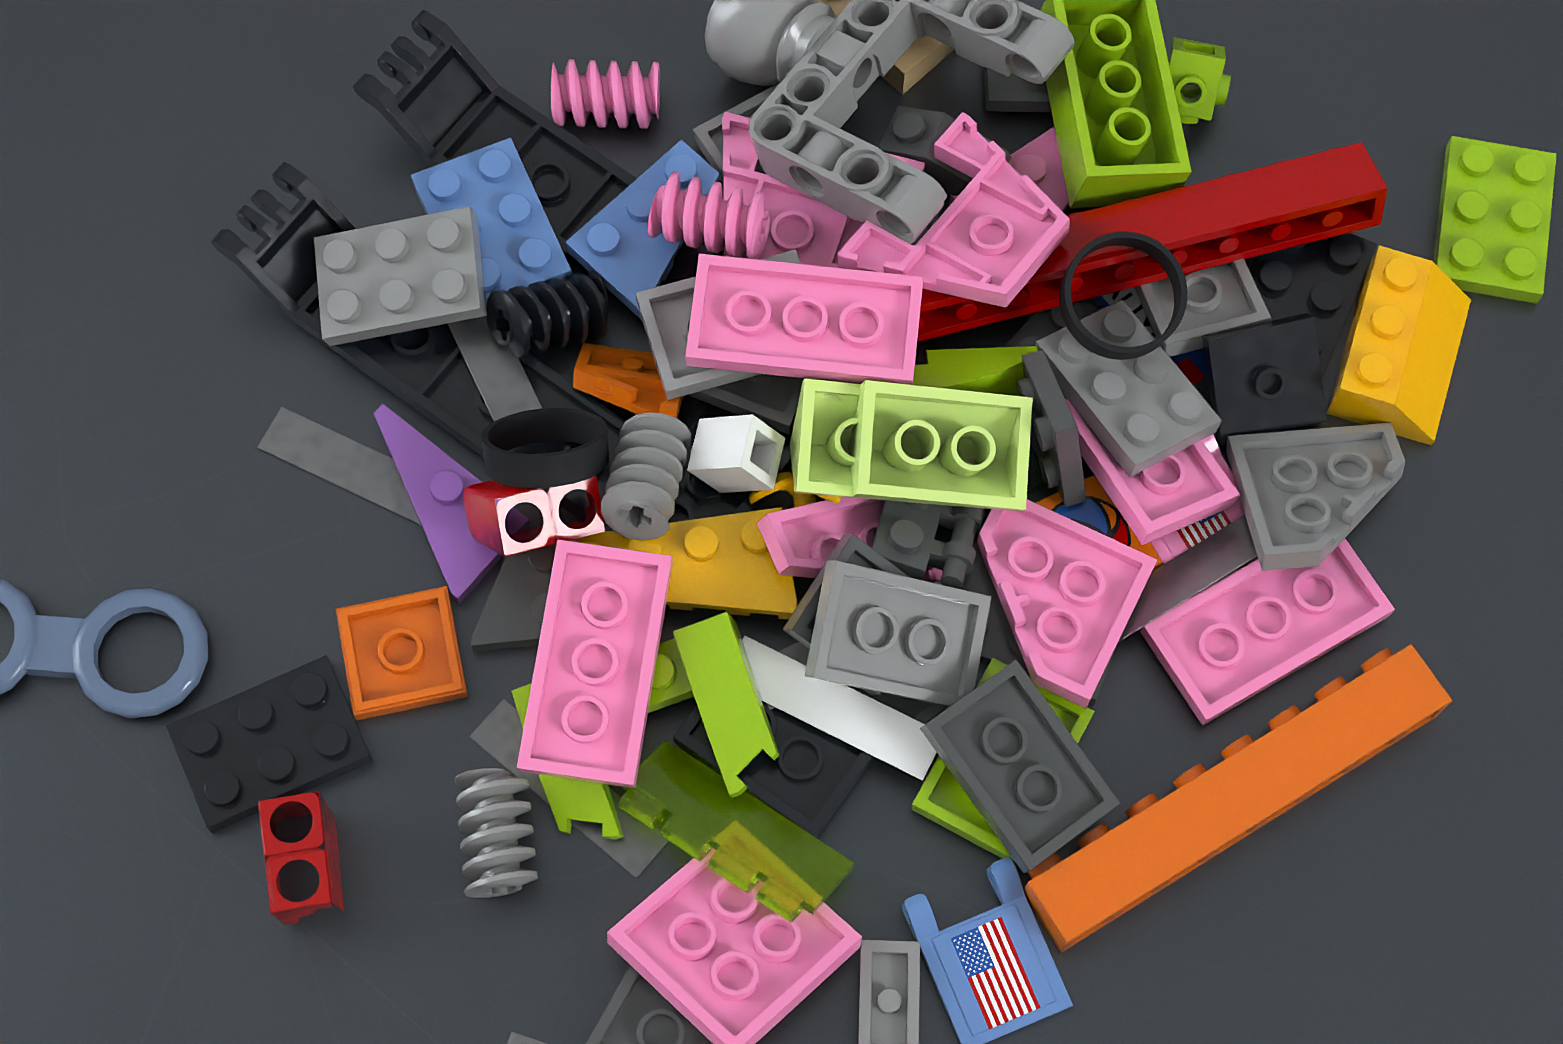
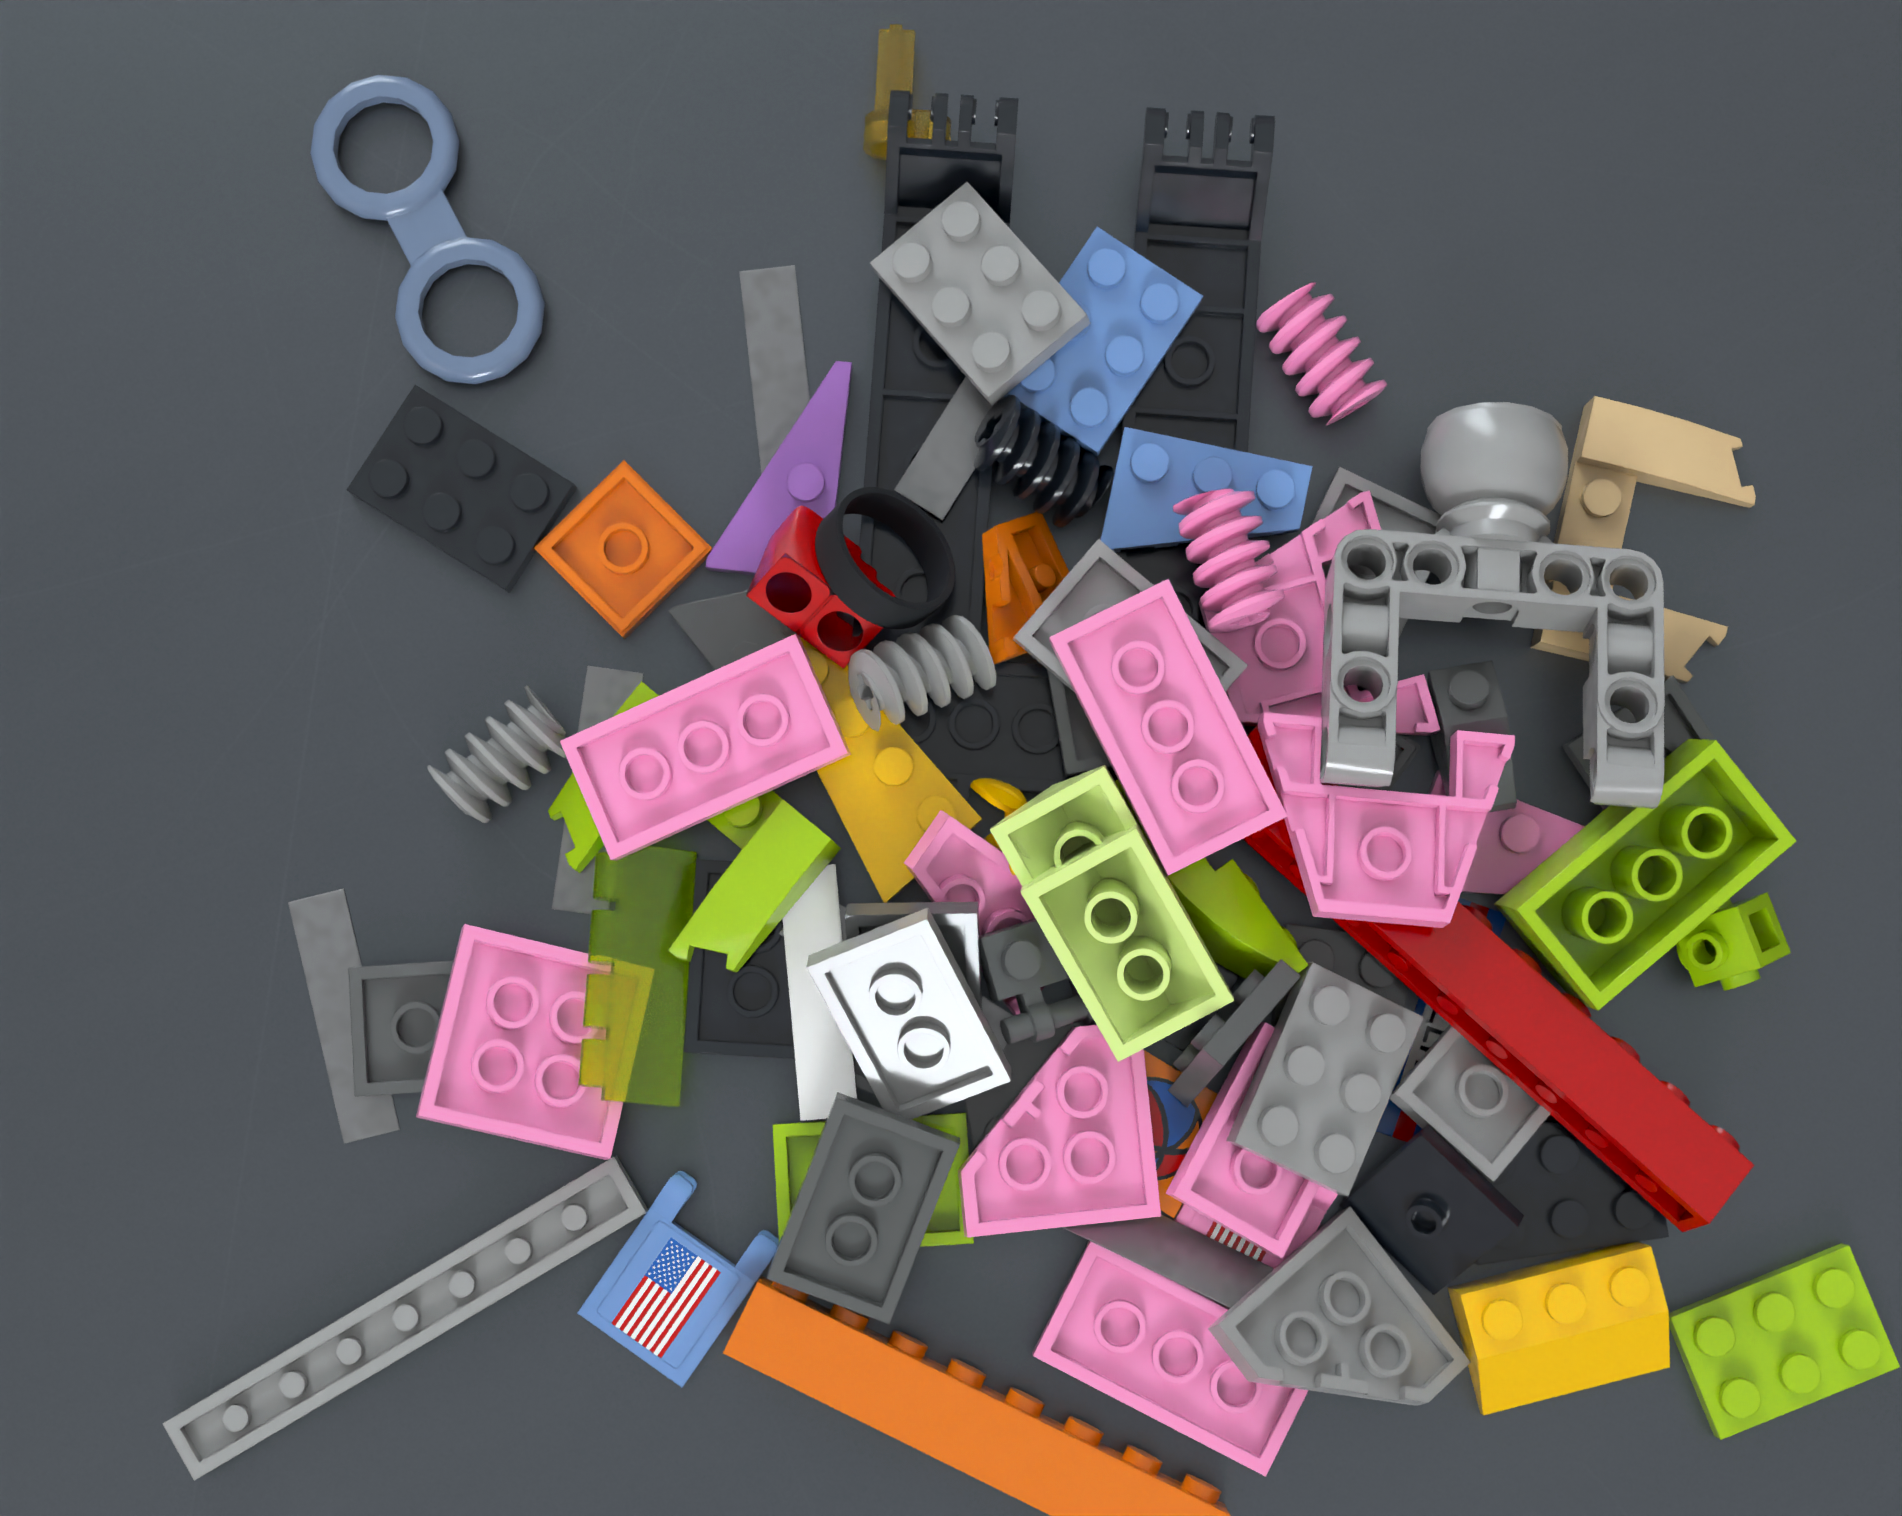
camera: 60 degrees right, 15 degrees up
(203, 256) = (894, 72): none -> clear yellow piece
(280, 853) = (341, 580): red piece -> none
(736, 453) = (1001, 743): white brick -> none
(1156, 251) = (1405, 1092): black tyre -> none

